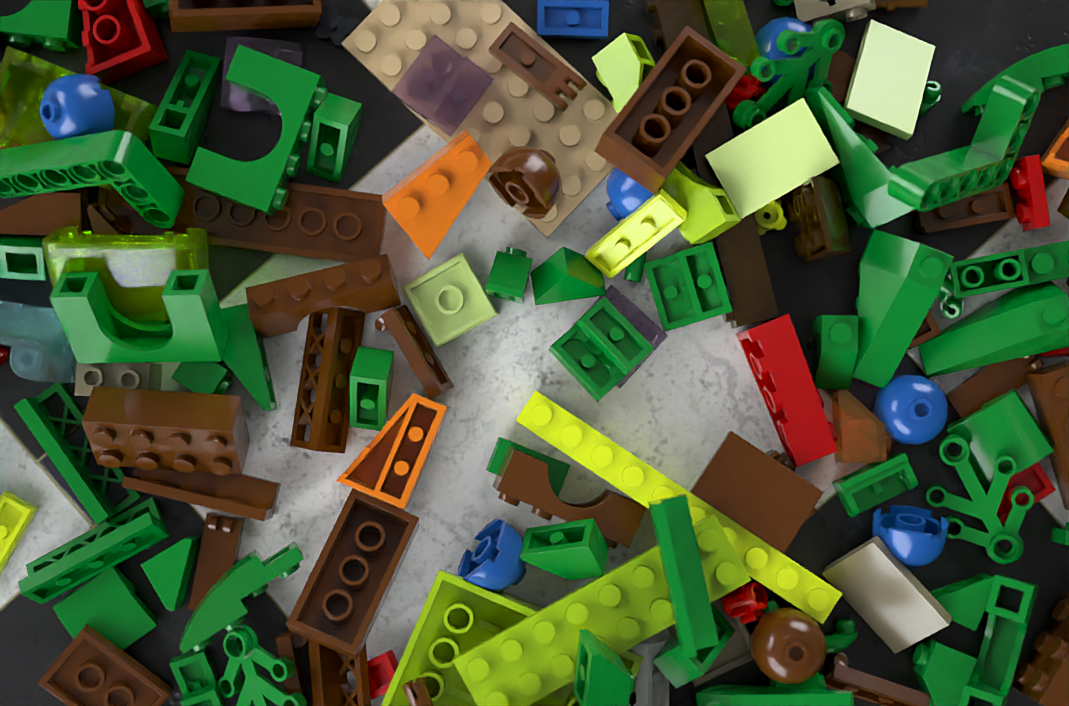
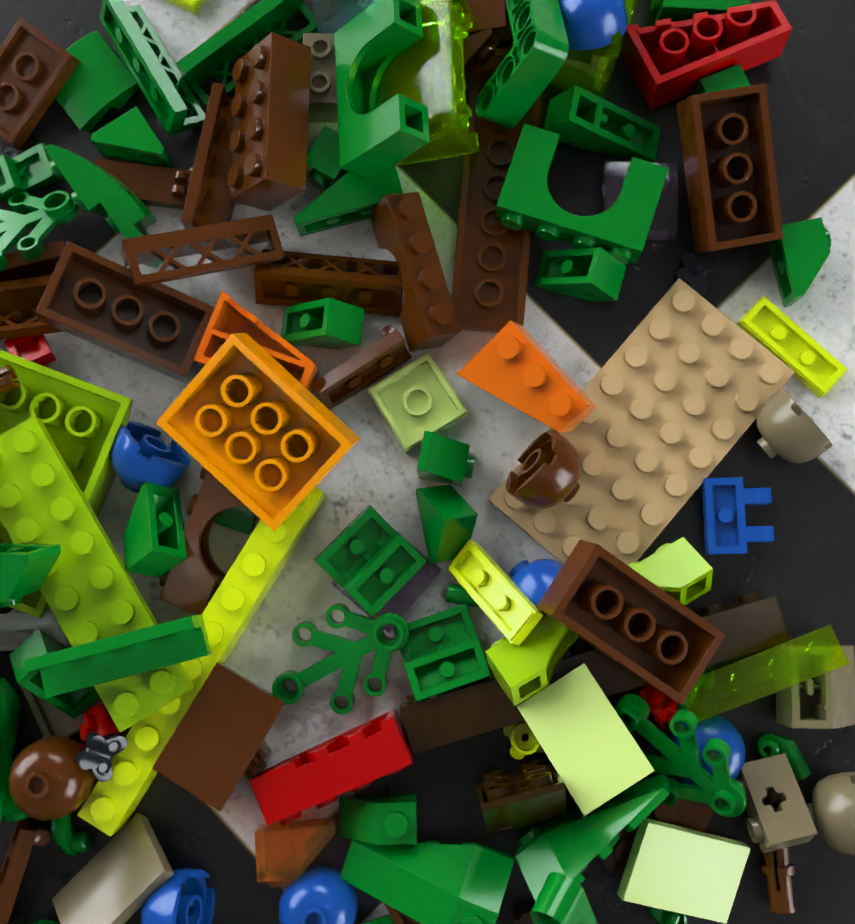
camera: 90 degrees right, 5 degrees down
(284, 504) = (201, 241): none -> reddish brown fence
(442, 85) = (641, 380): clear purple slope -> none
(478, 444) = (257, 429): none -> light orange slope
(536, 66) = (670, 476): reddish brown hinge -> none
(686, 375) = (347, 655): none -> green plant
(768, 600) = (99, 753): none -> black piece
(875, 483) = (236, 870): green hinge -> none

